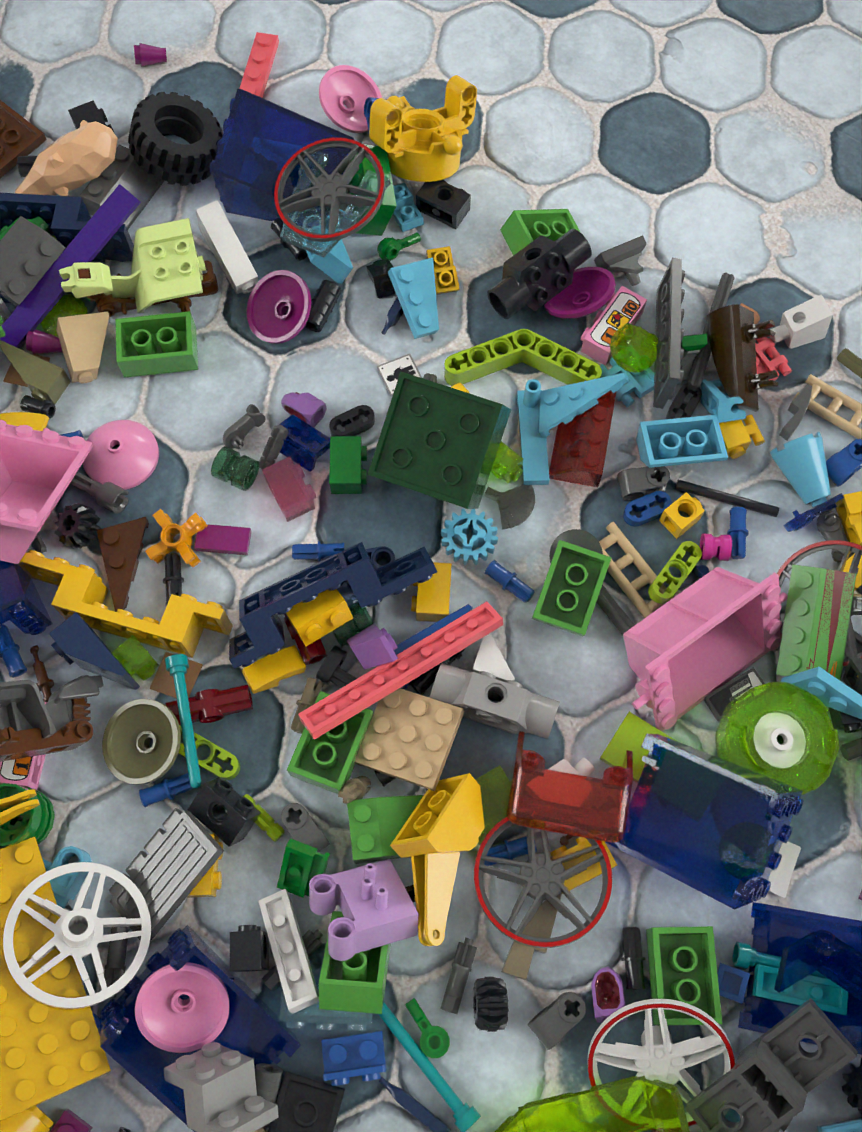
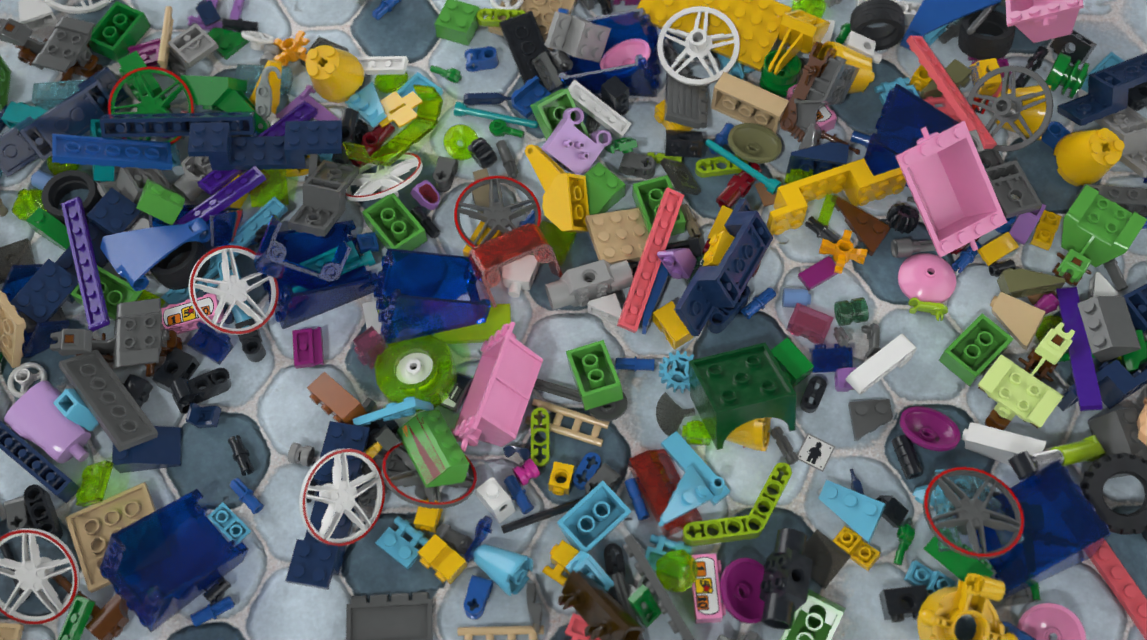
camera: 145 degrees right, 5 degrees down
(94, 801) = (748, 102): none -> tan brick
(144, 601) = (827, 209): none -> clear neon green window
(147, 412) = (935, 309): none -> lime piece
(199, 193) = (1068, 454): none -> piece
(263, 384) = (894, 354): none -> white beam
(269, 764) = (680, 176): none -> clear smoke tile
(276, 526) = (792, 296): none -> medium blue brick
(307, 1067) = (547, 71): none -> dark grey piece
(318, 367) = (868, 416): none -> dark grey wing
(355, 789) = (626, 193): dark tan axle -> none
(475, 282) = (826, 558): none -> clear smoke tile
(512, 1040) = (459, 133): none -> clear neon green dish
(617, 443) = (637, 500): none -> blue piece
(771, 535) = (495, 497): none -> white torso
(819, 811) = (368, 347): none -> clear pink piece

